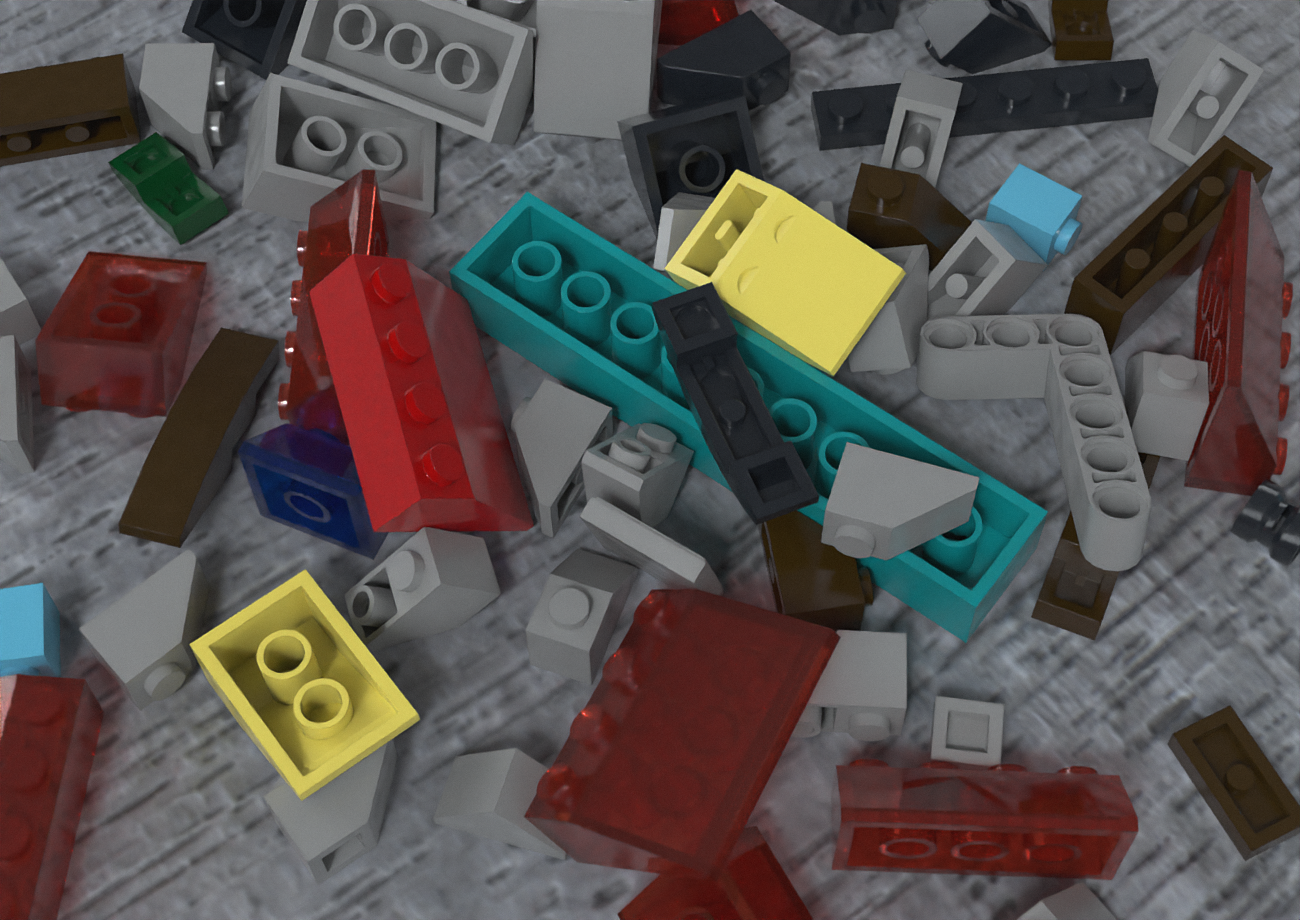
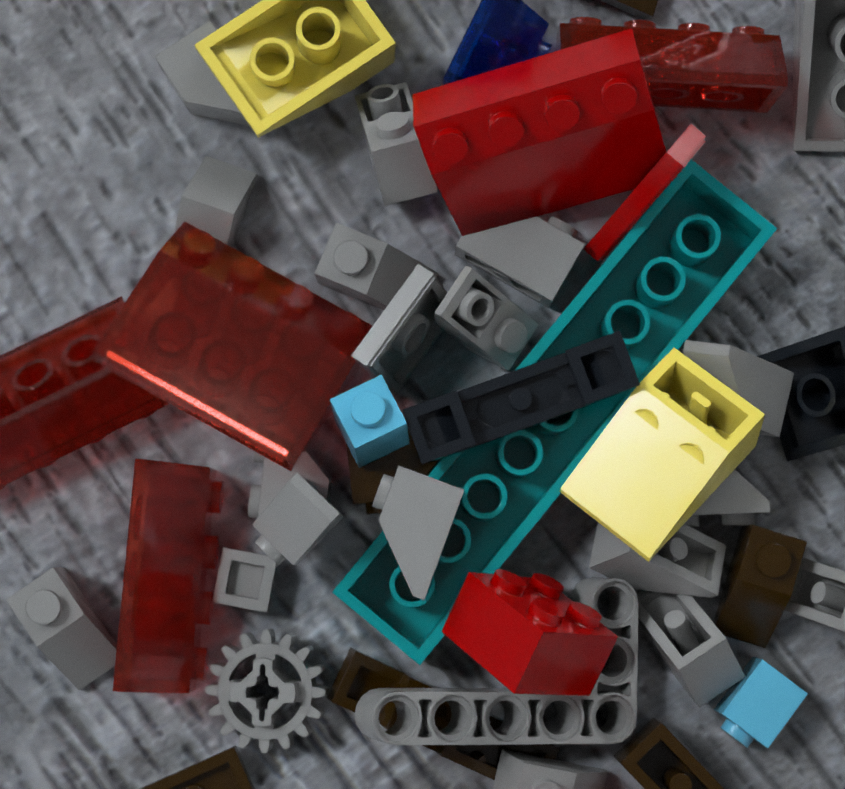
camera: 90 degrees right, 25 degrees up
(489, 306) = (646, 192): none -> red tile
(769, 566) = (370, 421): none -> medium azure brick
(896, 632) = (295, 521): none -> light grey slope
(996, 397) = (529, 633): none -> red brick
(1118, 680) = (243, 690): none -> light grey gear

